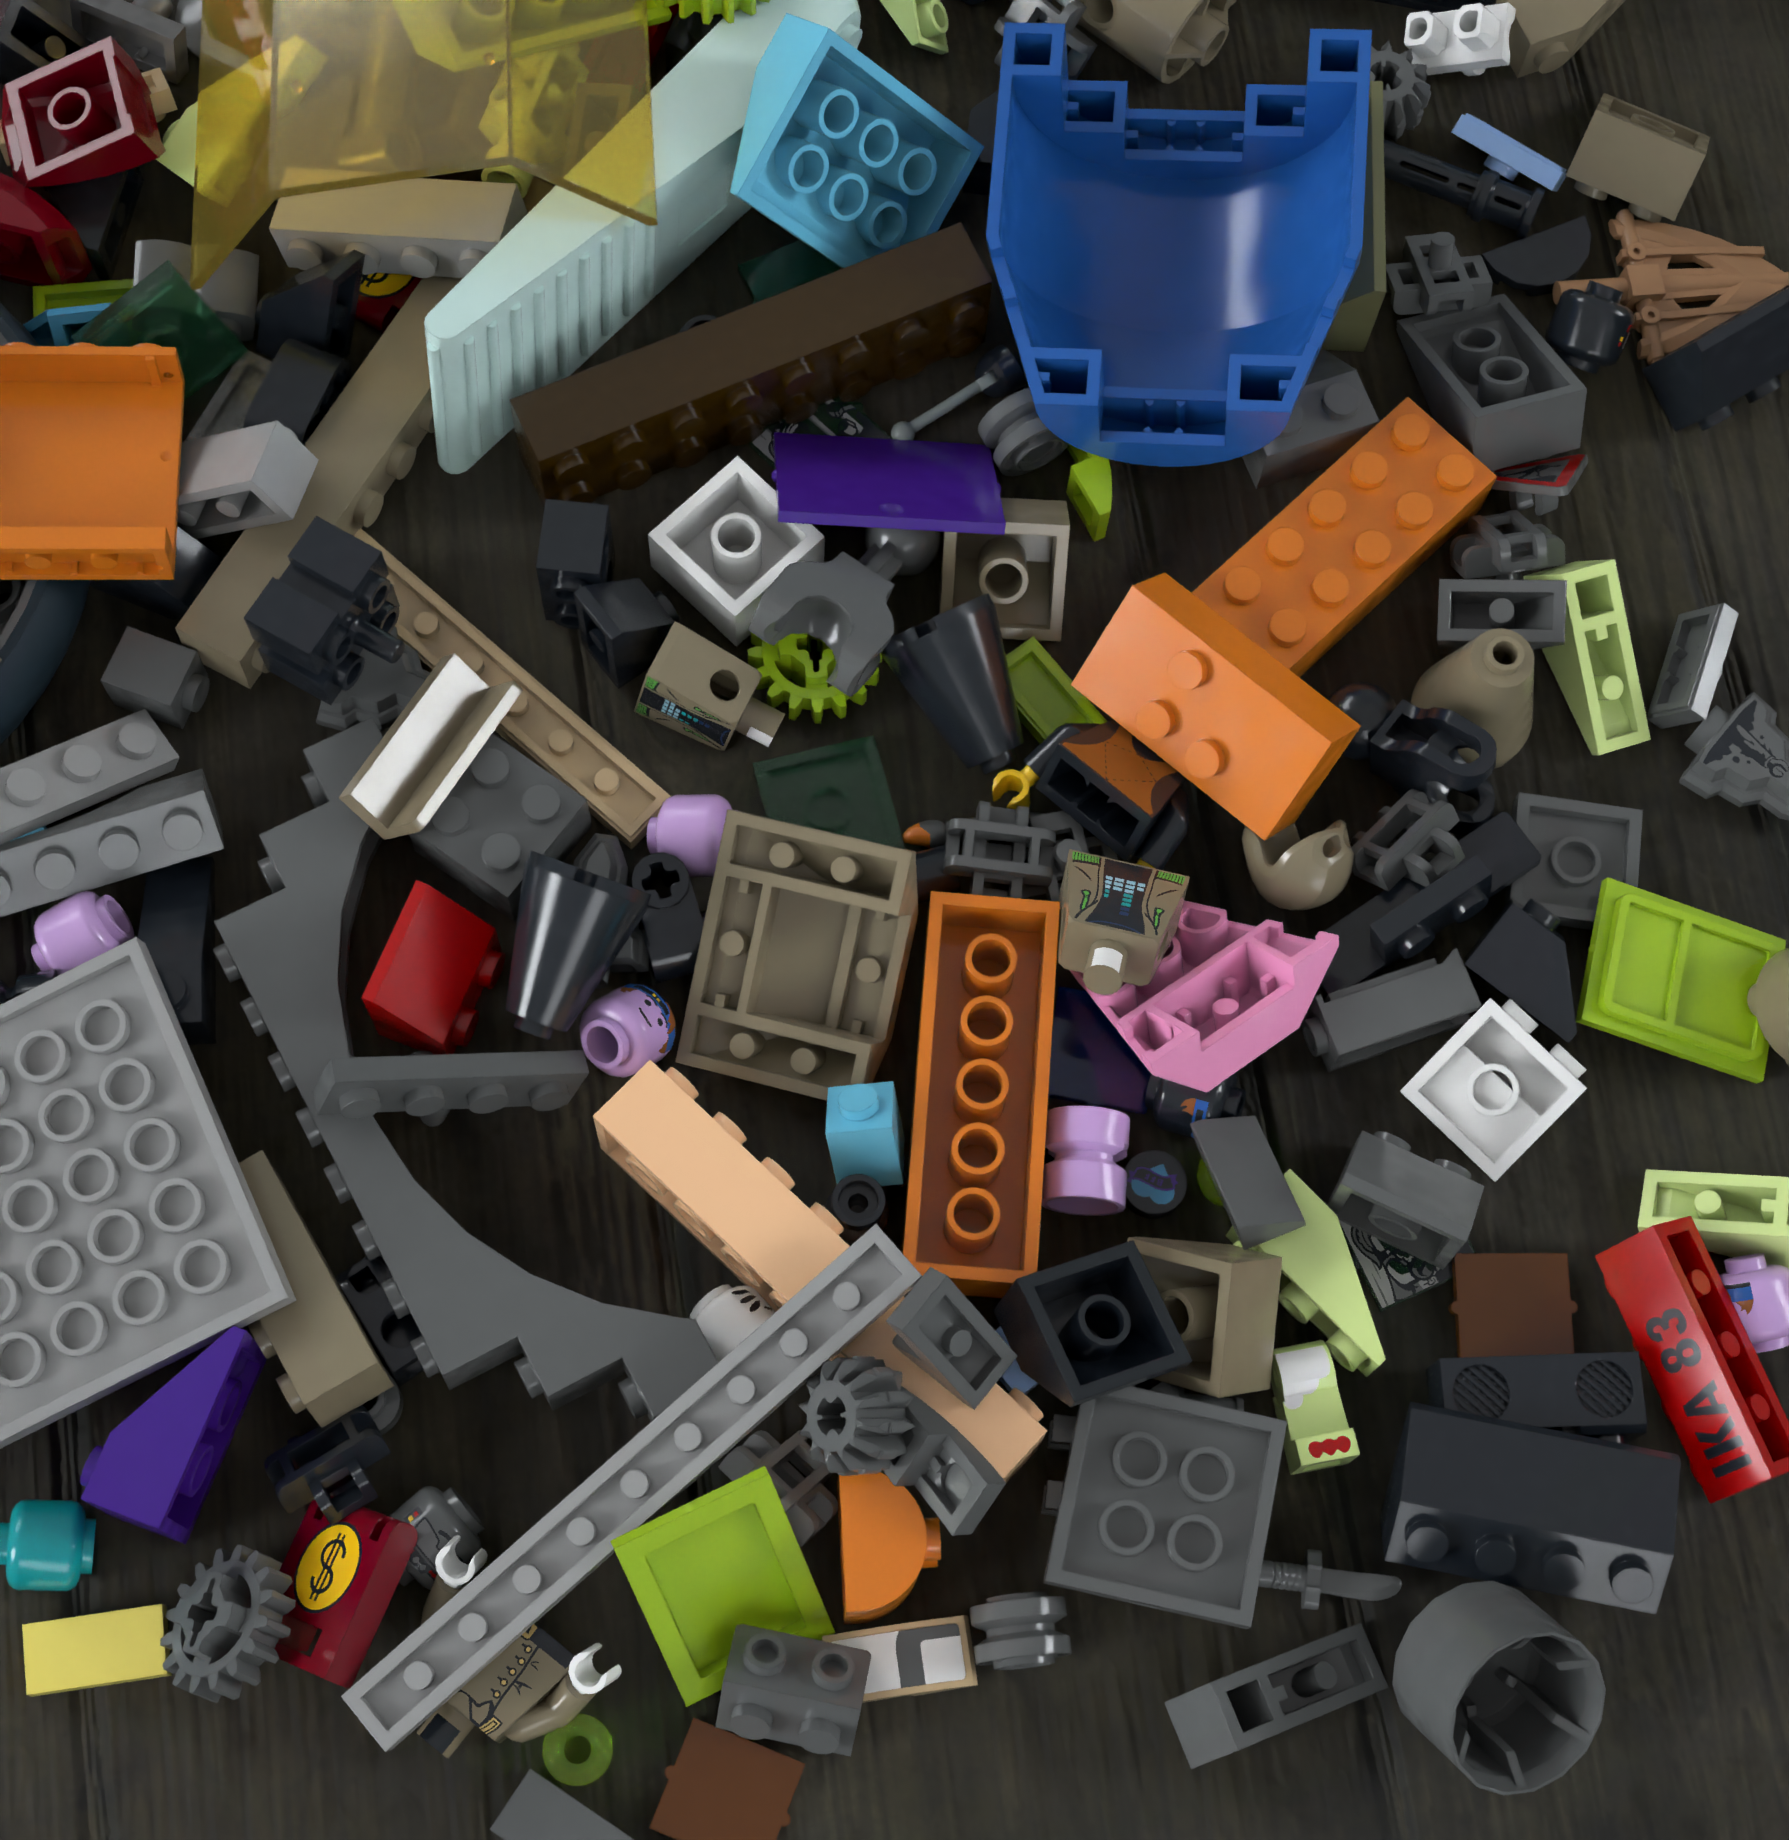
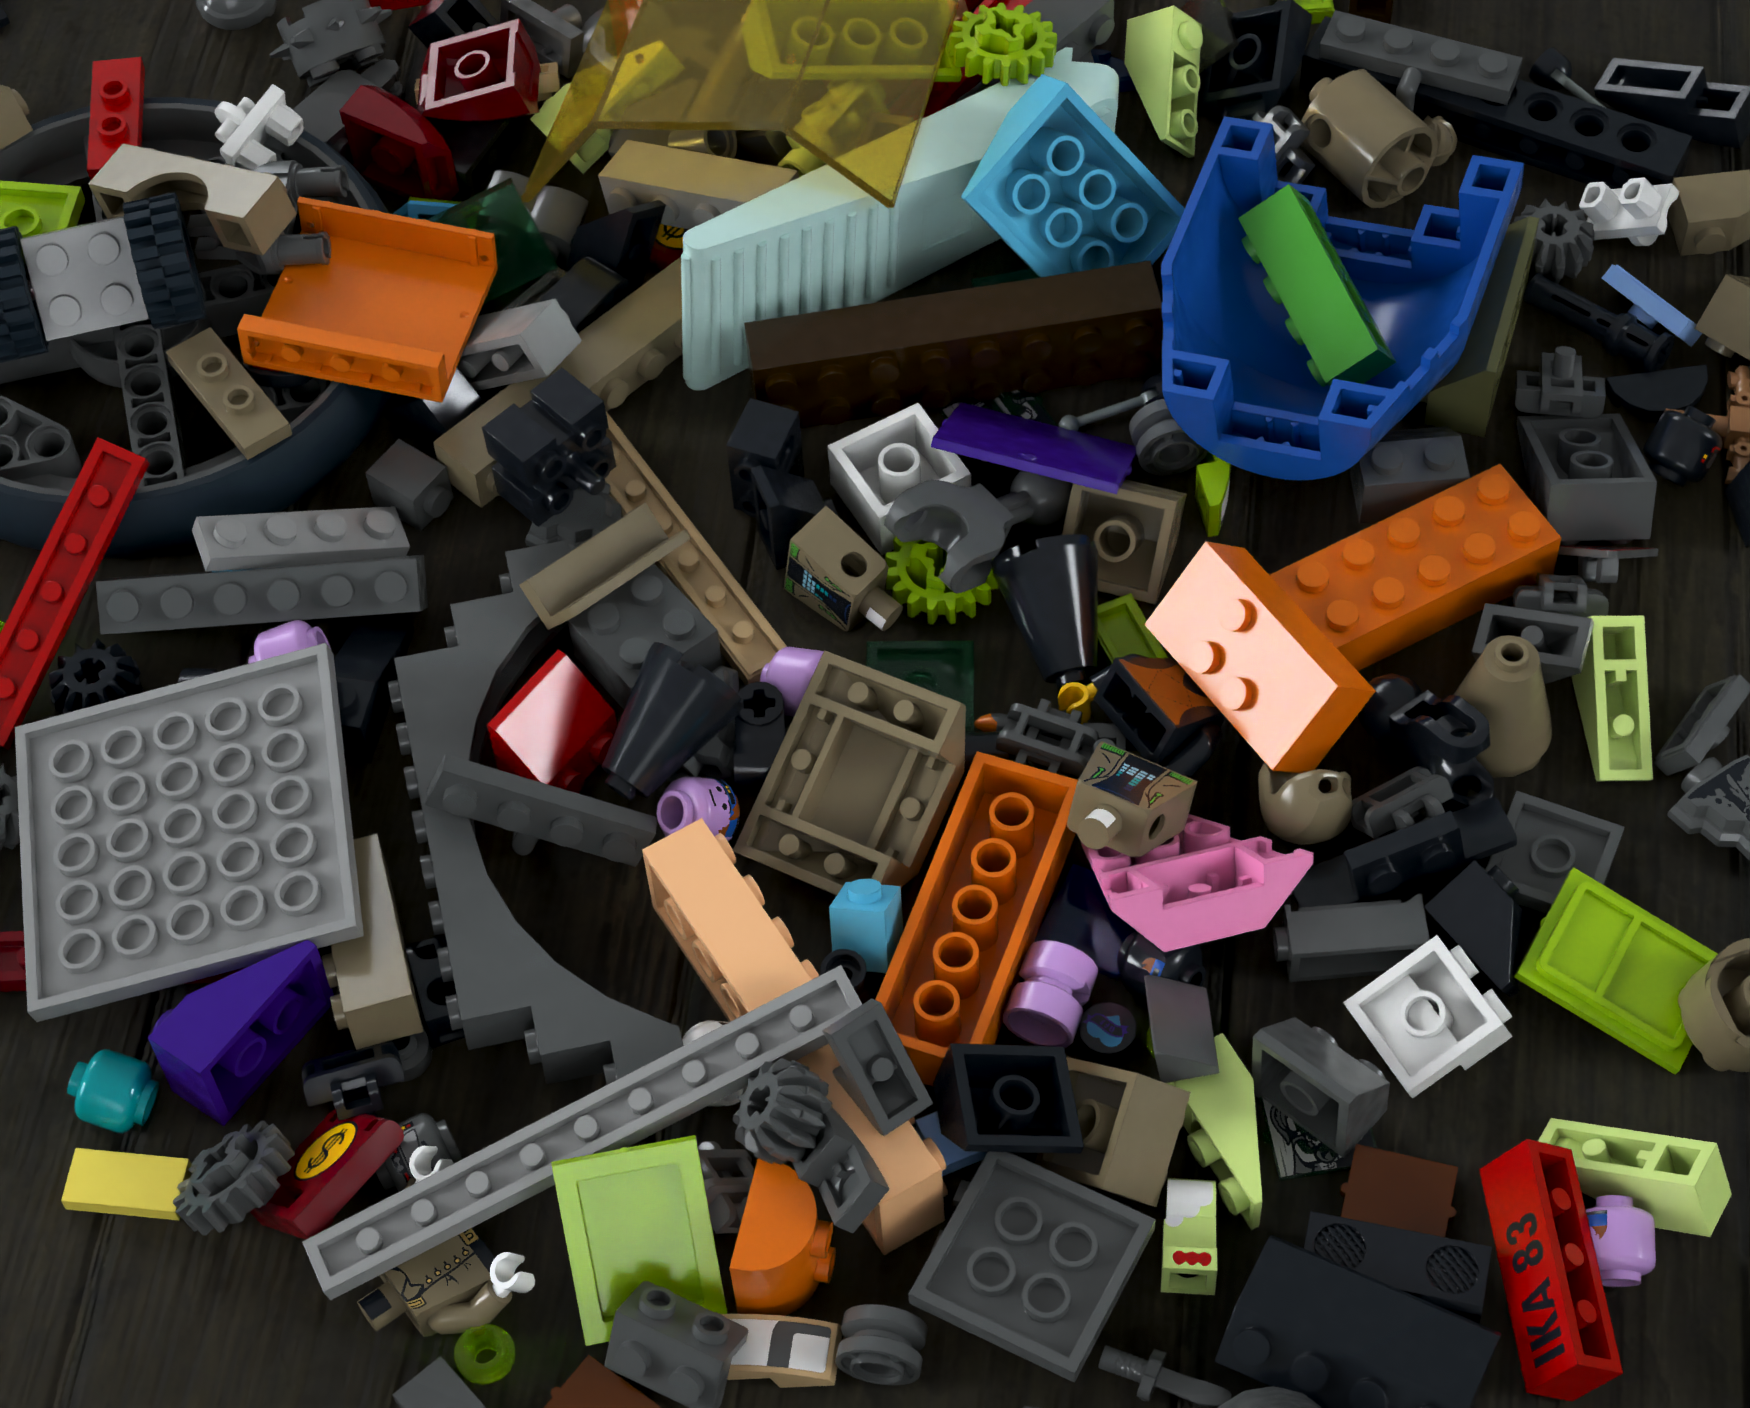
camera: 25 degrees right, 15 degrees down
(1150, 218) = (1314, 289): none -> bright green brick

